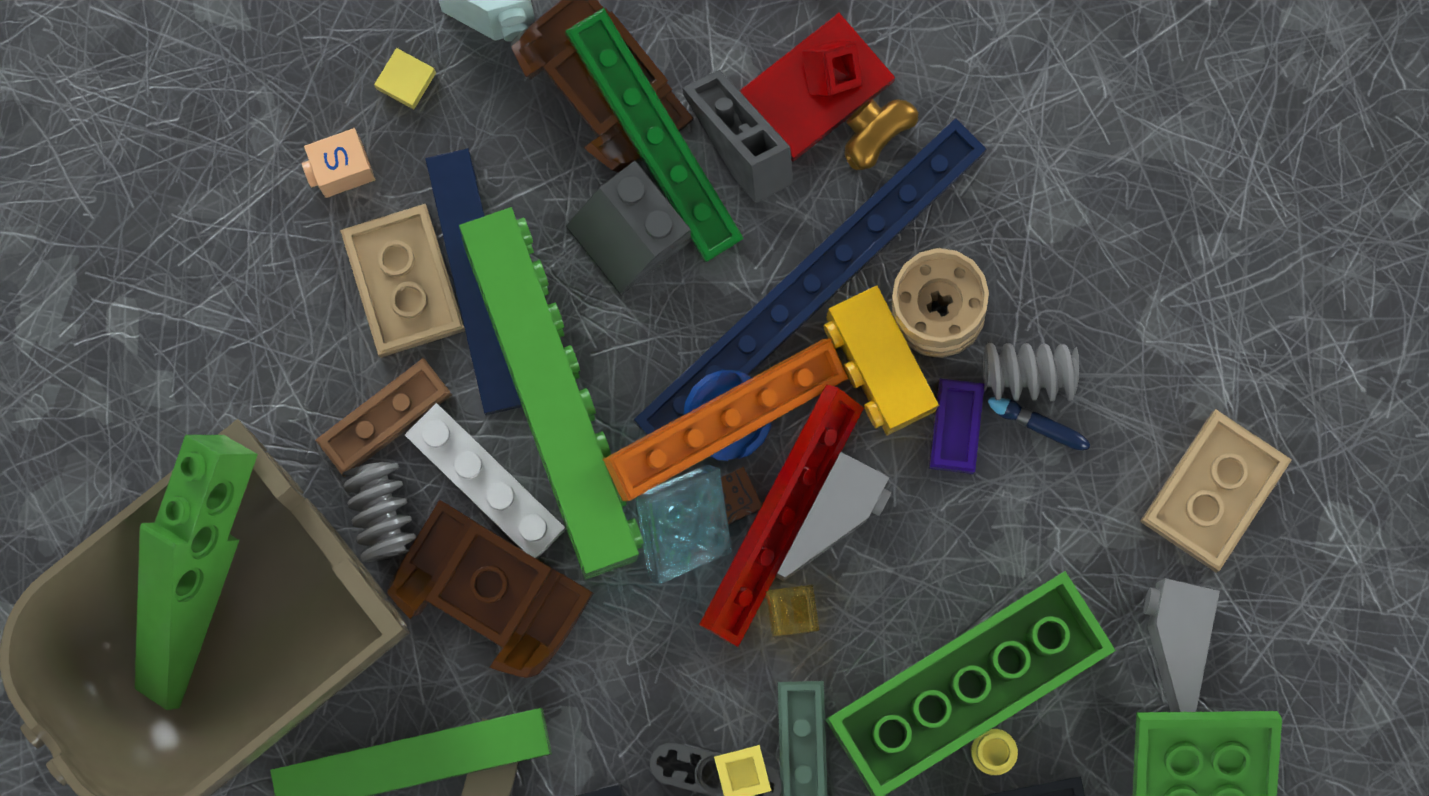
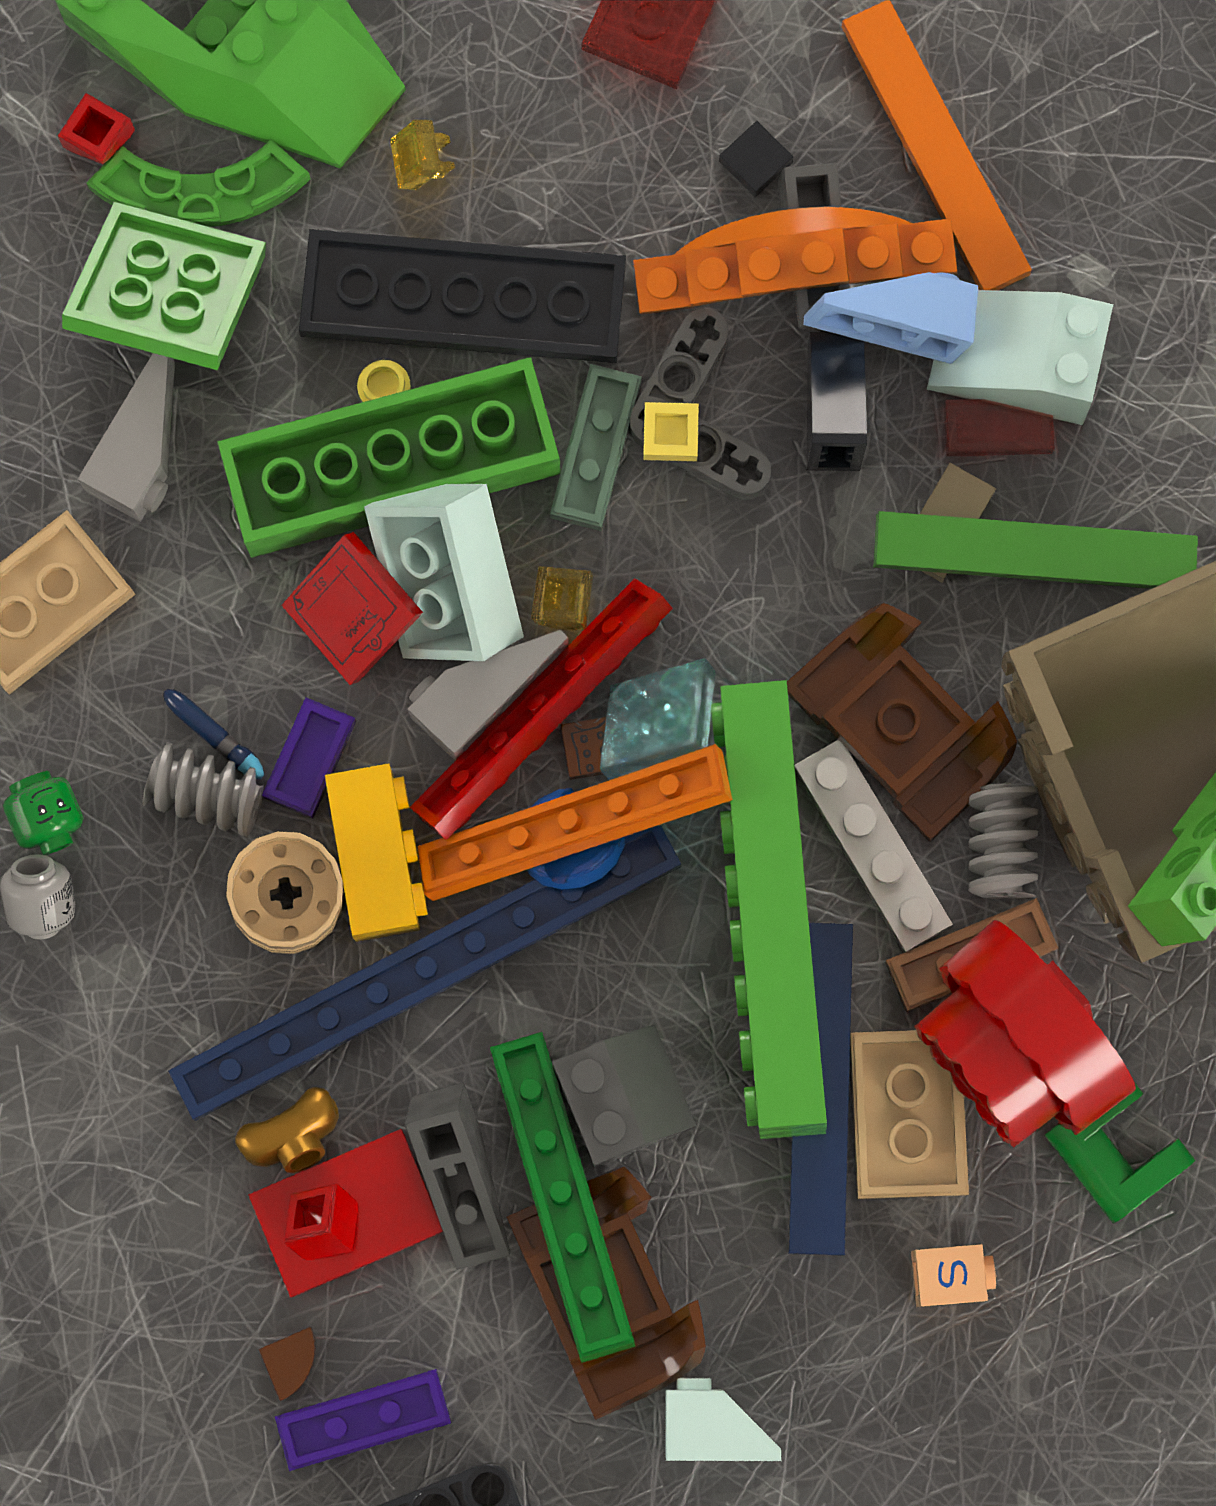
camera: 160 degrees left, 0 degrees up
(242, 278) = (1107, 1173): none -> green connector
(323, 336) = (1022, 1039): none -> red piece
(405, 78) = (843, 1367): light yellow tile -> none
(892, 596) = (453, 566): none -> light aqua slope
(960, 550) = (352, 608): none -> red tile
(1133, 250) = (37, 896): none -> light grey head
(1152, 317) = (43, 812): none -> green head

